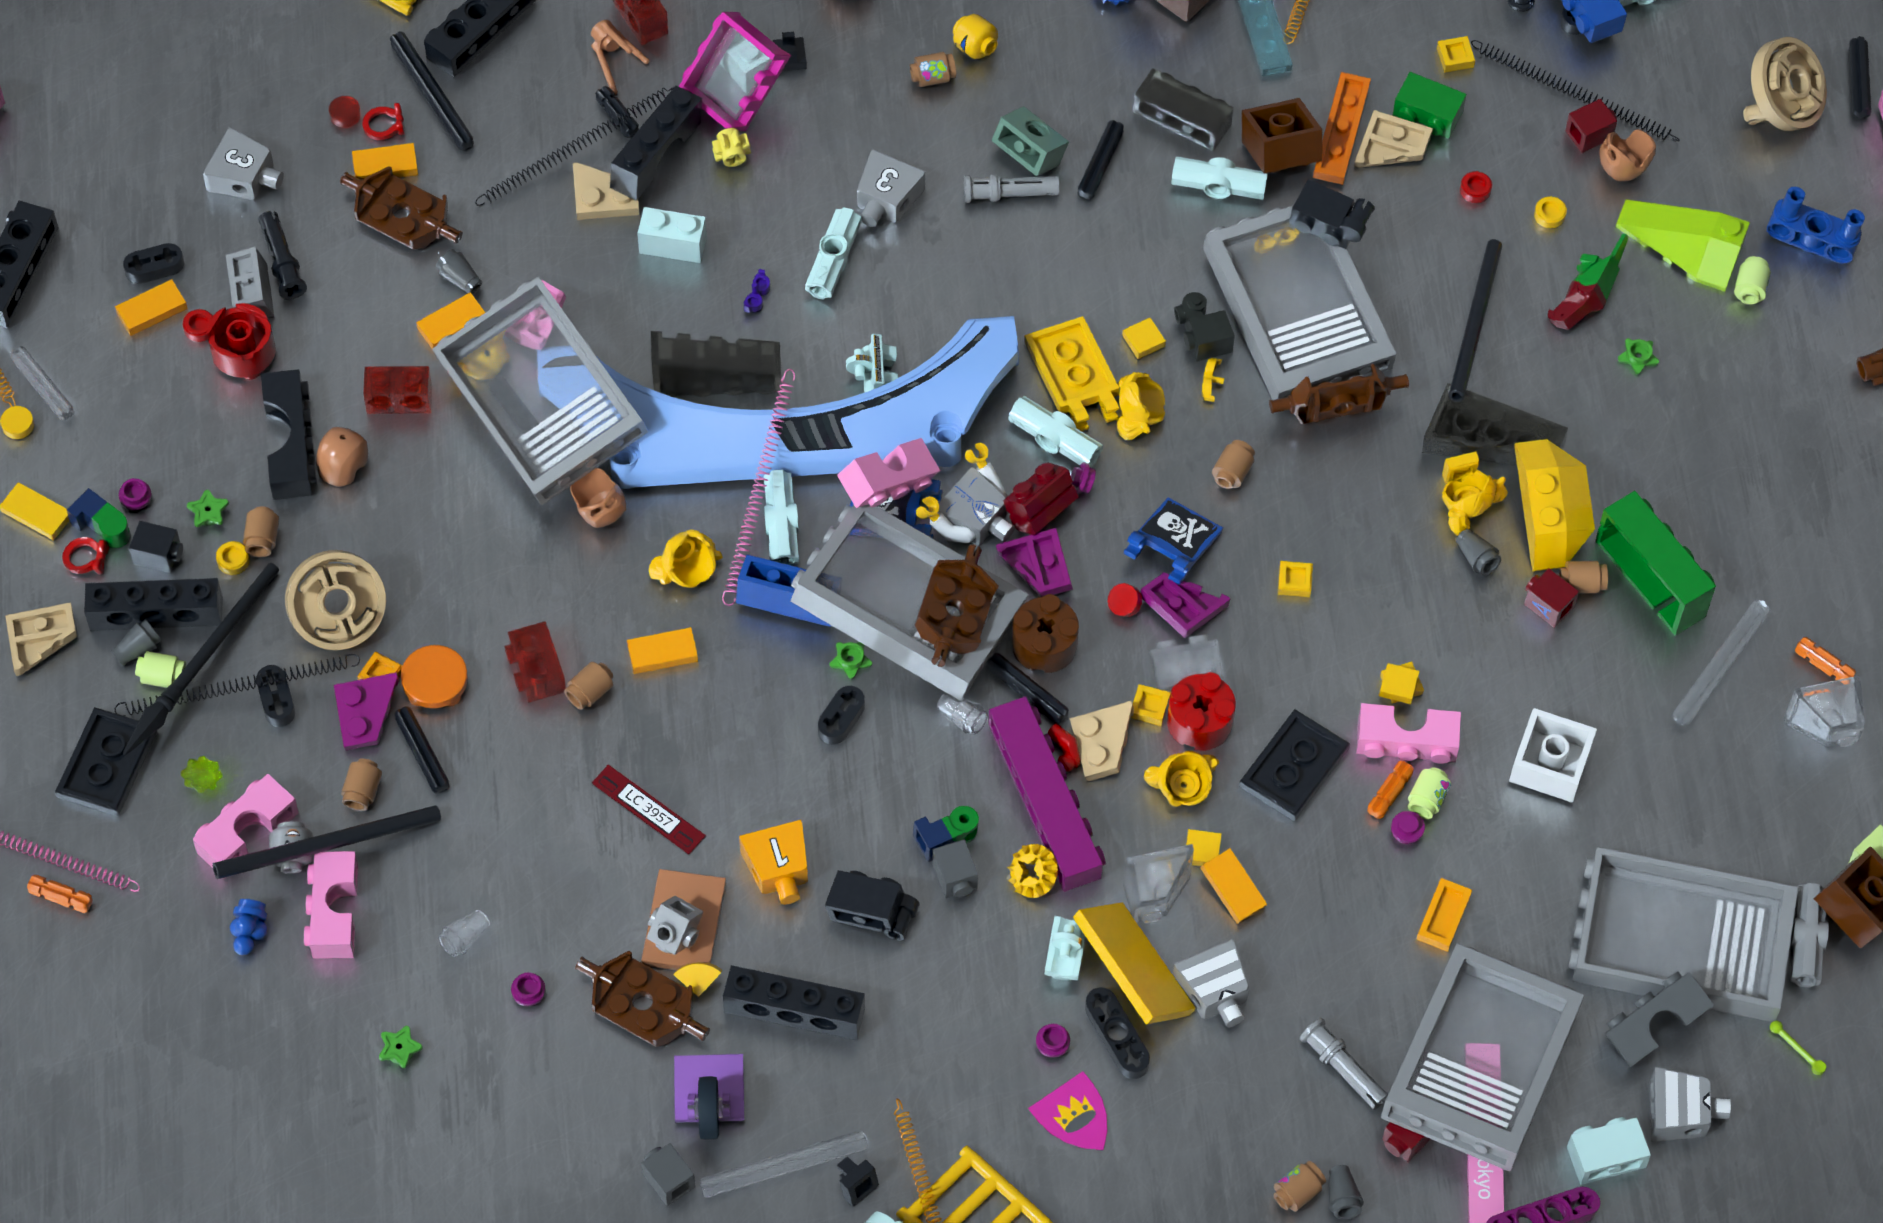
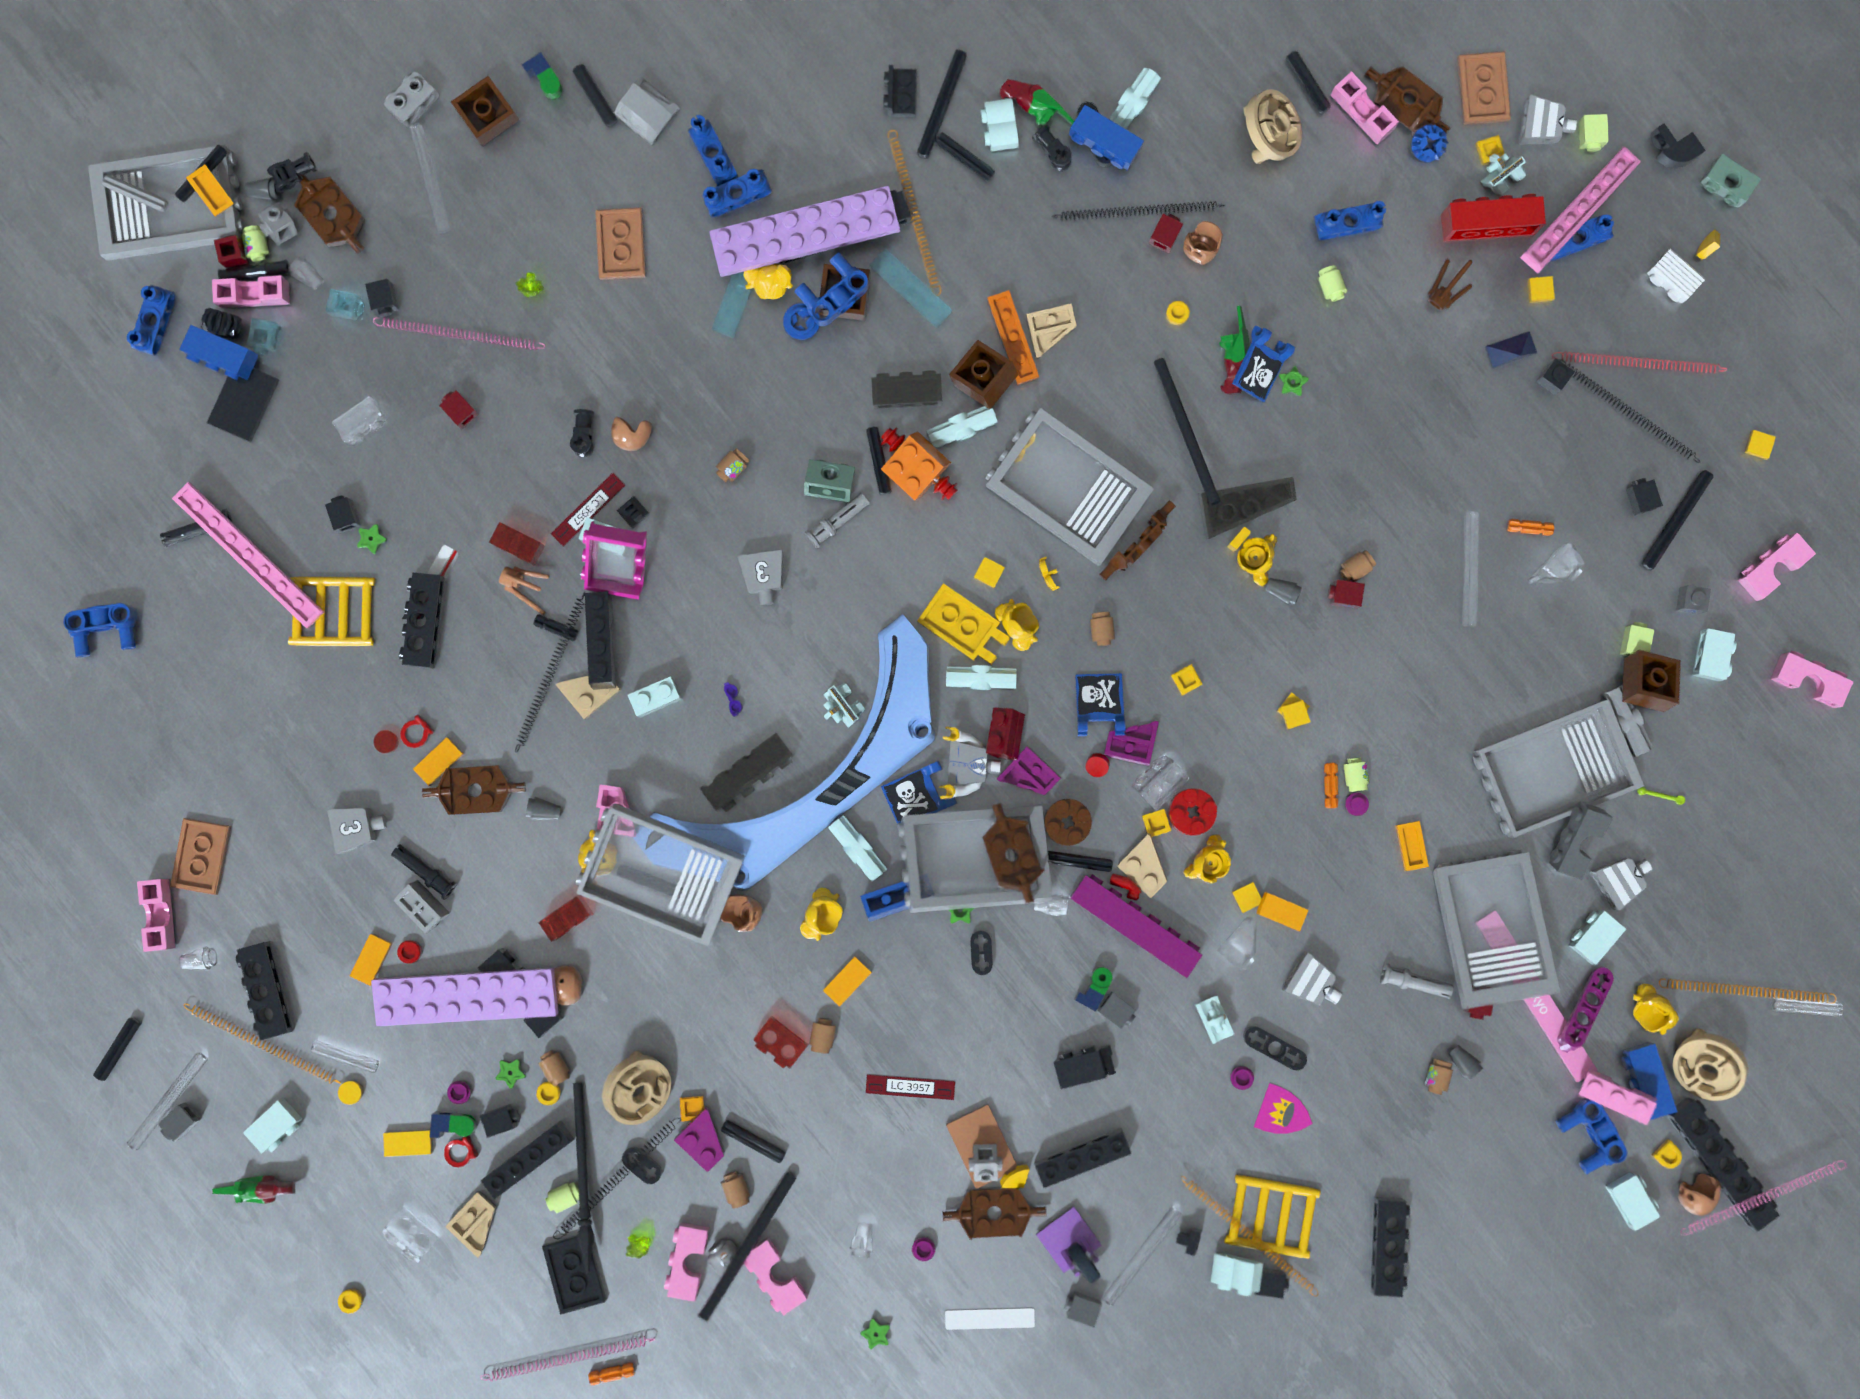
camera: 25 degrees left, 25 degrees up
(56, 102) = (200, 856): none -> nougat tile
(136, 643) = (535, 1188): dark grey cone -> none
(153, 263) = (345, 925): black beam -> none
(224, 394) = (465, 997): none -> lavender plate
(241, 341) = (443, 938): red brick -> none
(248, 925) = (734, 1320): blue piece -> none
(431, 91) = (429, 690): black axle -> none
(434, 677) = (726, 1091): orange tile -> none
(449, 319) = (561, 844): light orange tile -> none
(547, 1121) = (989, 1318): none -> white sticker
(731, 147) = (646, 609): light yellow gear -> none
(758, 490) = (836, 849): bright pink piece -> none
(764, 22) = (588, 508): none -> sticker
(777, 859) = (1011, 1074): light orange torso -> none
(829, 266) = (758, 627): light aqua piece -> none
(875, 480) = (918, 773): bright pink arch -> none
(975, 36) = (742, 424): yellow head -> none
(1045, 867) = (1171, 980): yellow gear -> none
(1083, 478) = (1018, 698): magenta plate -> none
(1134, 963) = (1259, 1003): yellow tile -> none
(1140, 182) = (916, 465): none -> orange brick
(1206, 333) = (1025, 547): pearl dark grey brick -> none
(1294, 765) = (1265, 805): black tile -> none
(1330, 215) = (1058, 423): black hinge -> none
(1381, 736) = (1339, 735): bright pink arch -> none
(1429, 104) = (1057, 285): green brick -> none
(1455, 54) = (1047, 232): yellow tile -> none
(1476, 187) = (1121, 324): red tile -> none
(1552, 755) = (1415, 704): white brick -> none
(1553, 502) = (1312, 531): yellow wedge -> none
(1608, 308) = (1261, 364): none -> flag
(1655, 562) = (1398, 532): green piece -> none
(1694, 239) = (1279, 278): lime wedge -> none

